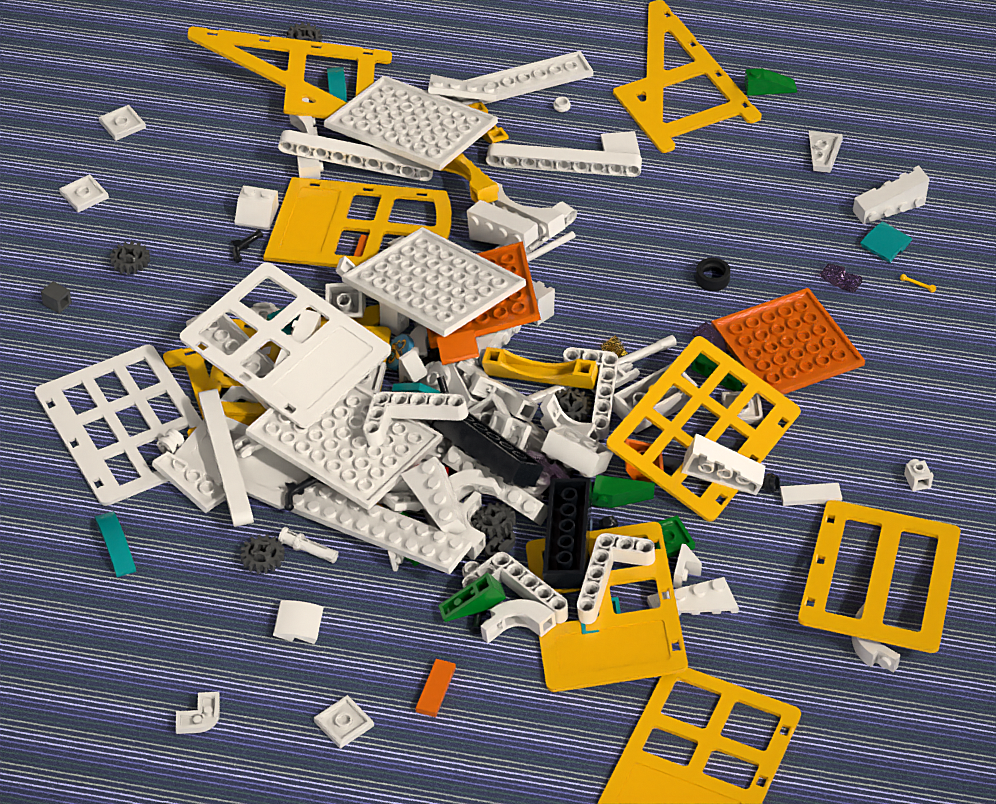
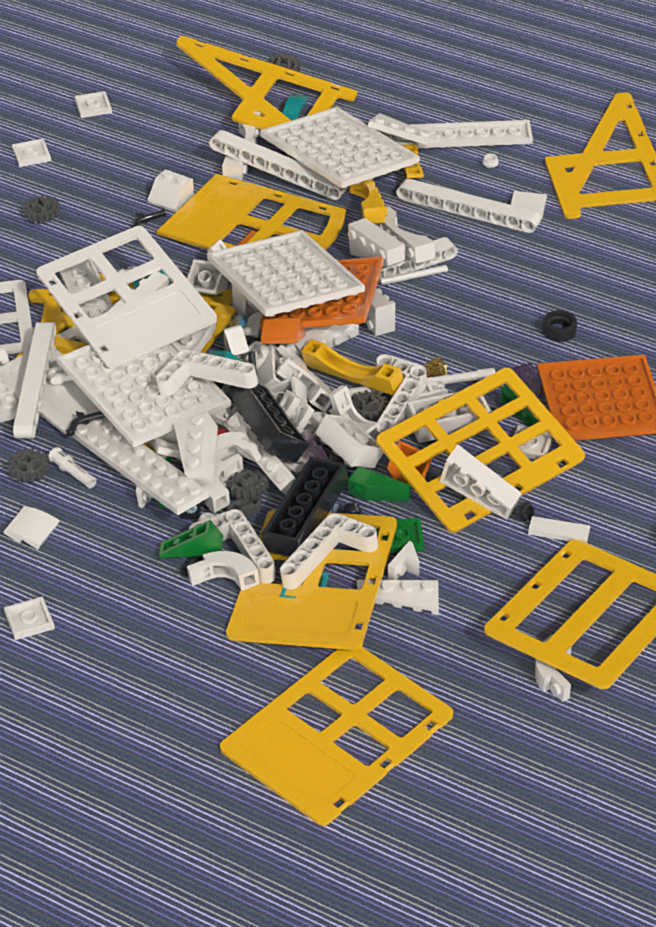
camera: 20 degrees right, 5 degrees down
(435, 688) = (124, 610): orange tile -> none

